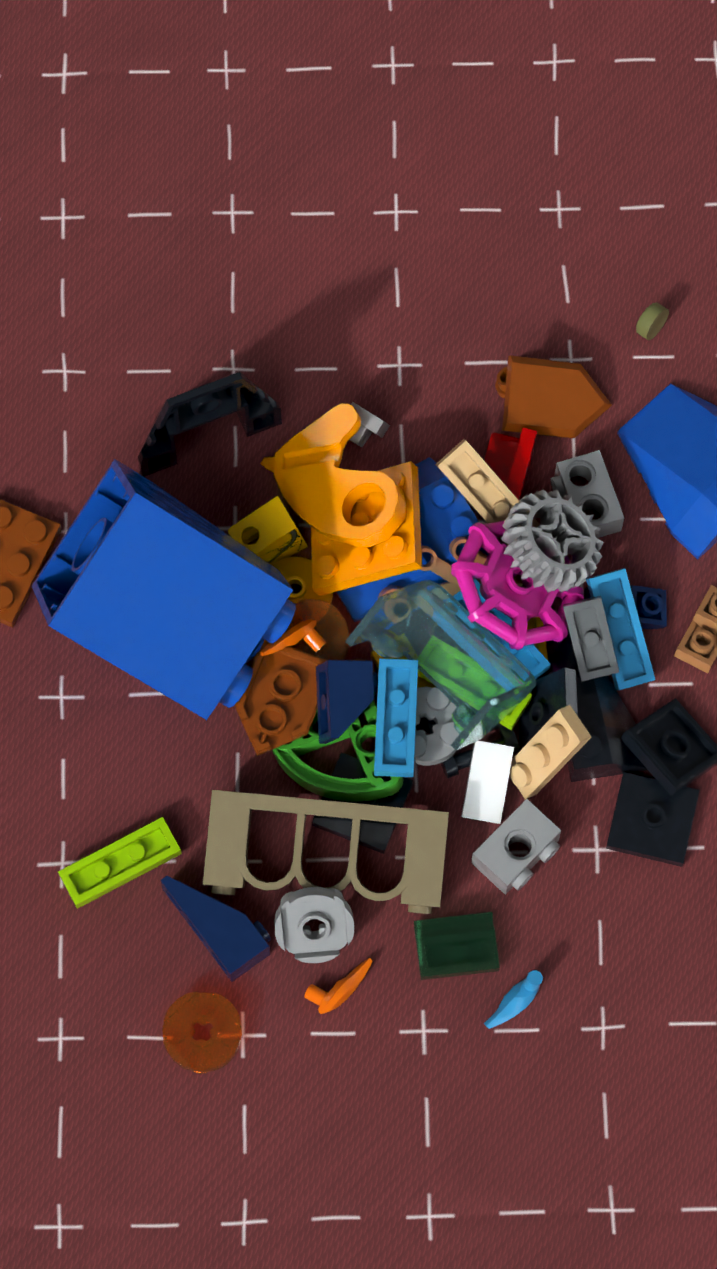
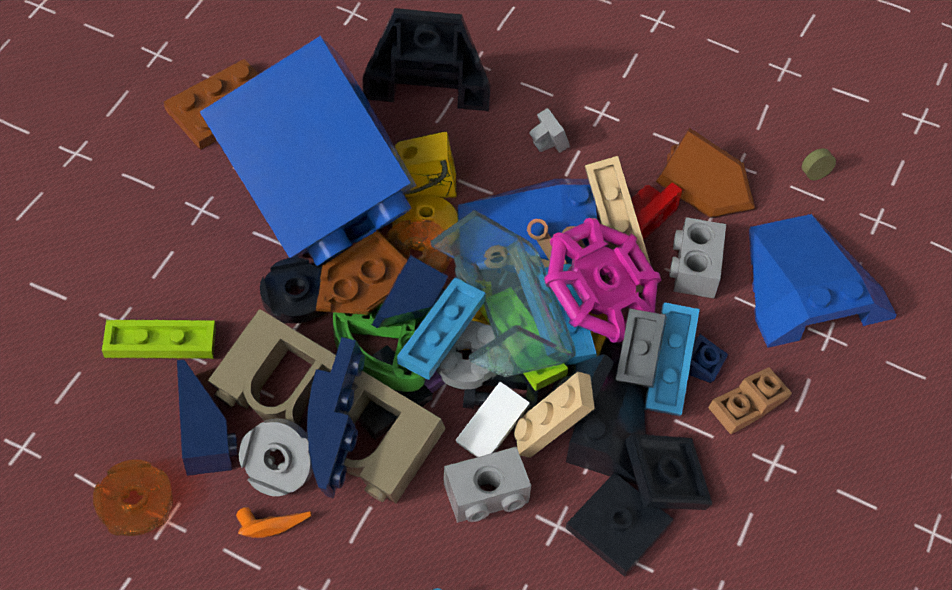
camera: 25 degrees right, 15 degrees down
(215, 763) = (278, 283): none -> black plate
(303, 630) = (401, 237): orange bar -> none
(323, 492) = (488, 147): light orange animal -> none
(344, 566) = (507, 190): light orange plate -> none
(356, 881) = (328, 428): none -> dark blue slope
(456, 946) = (387, 538): clear green plate -> none
(542, 548) = (648, 258): light grey gear -> none

